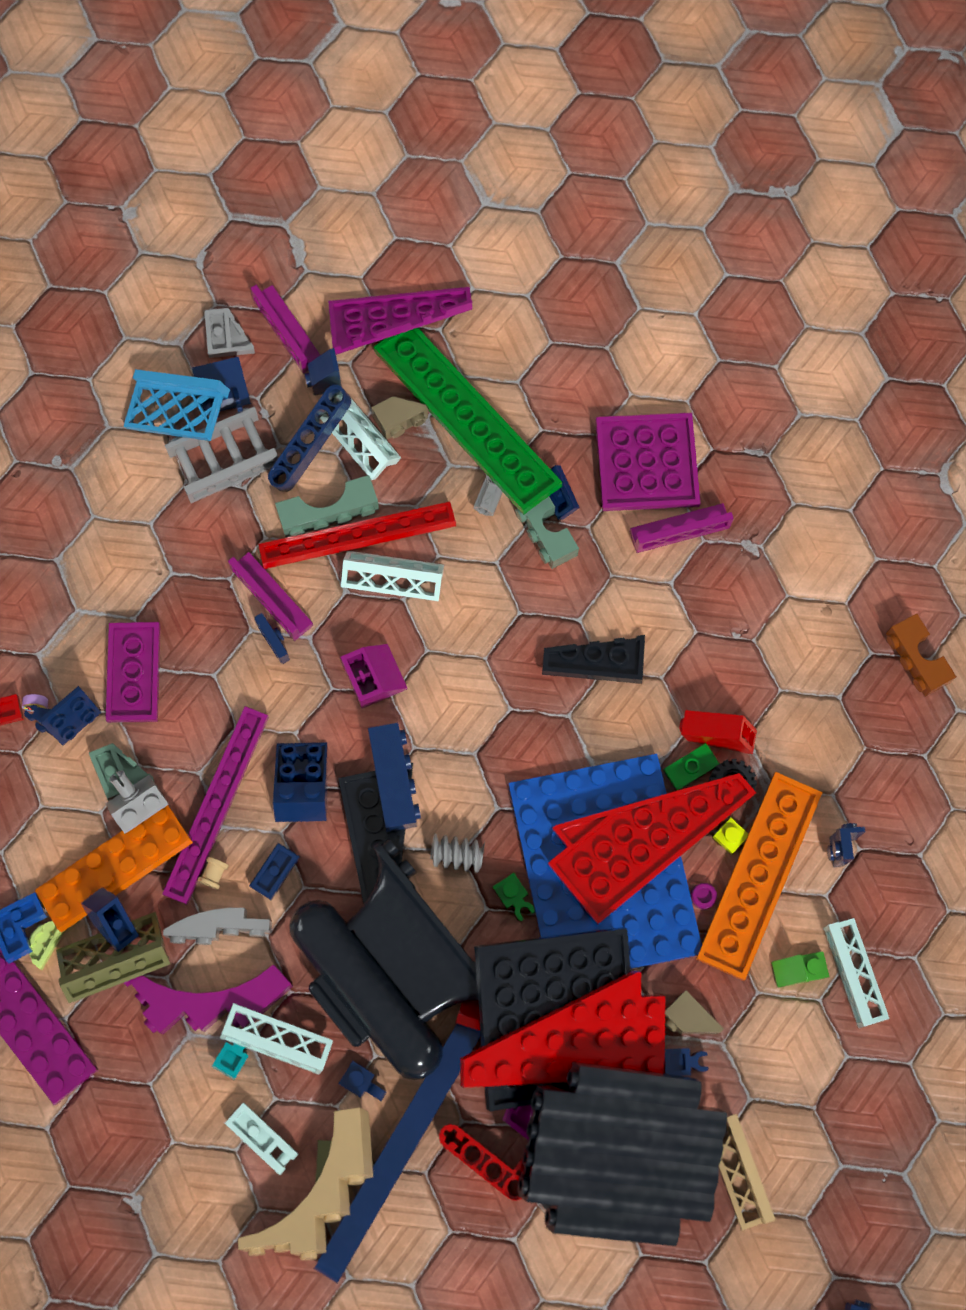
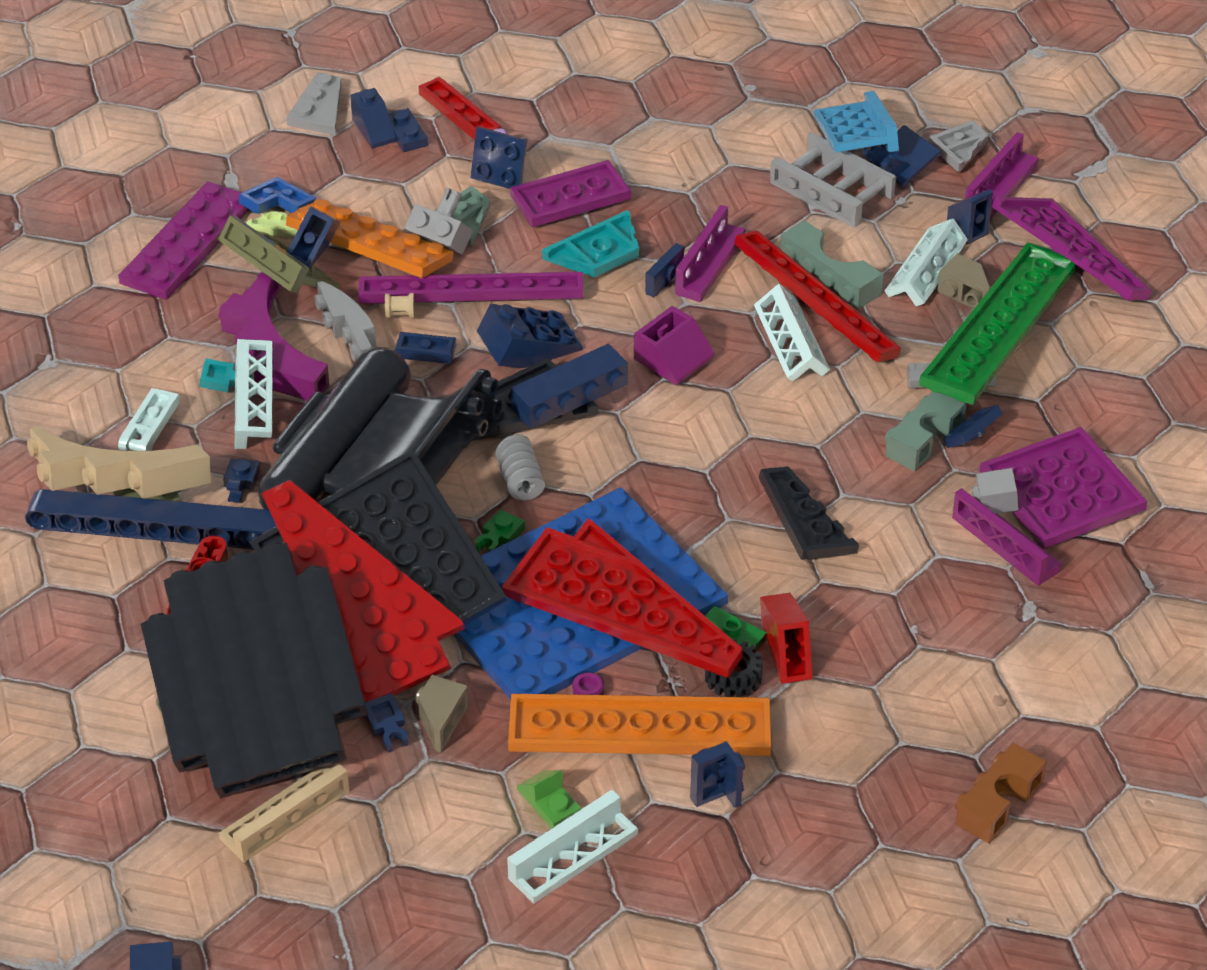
camera: 70 degrees right, 30 degrees down
(214, 678) = (596, 247): none -> teal wing
(298, 442) = (890, 221): dark blue beam -> none
(647, 514) = (996, 490): none -> light grey brick
(731, 836) = (672, 685): neon yellow plate -> none

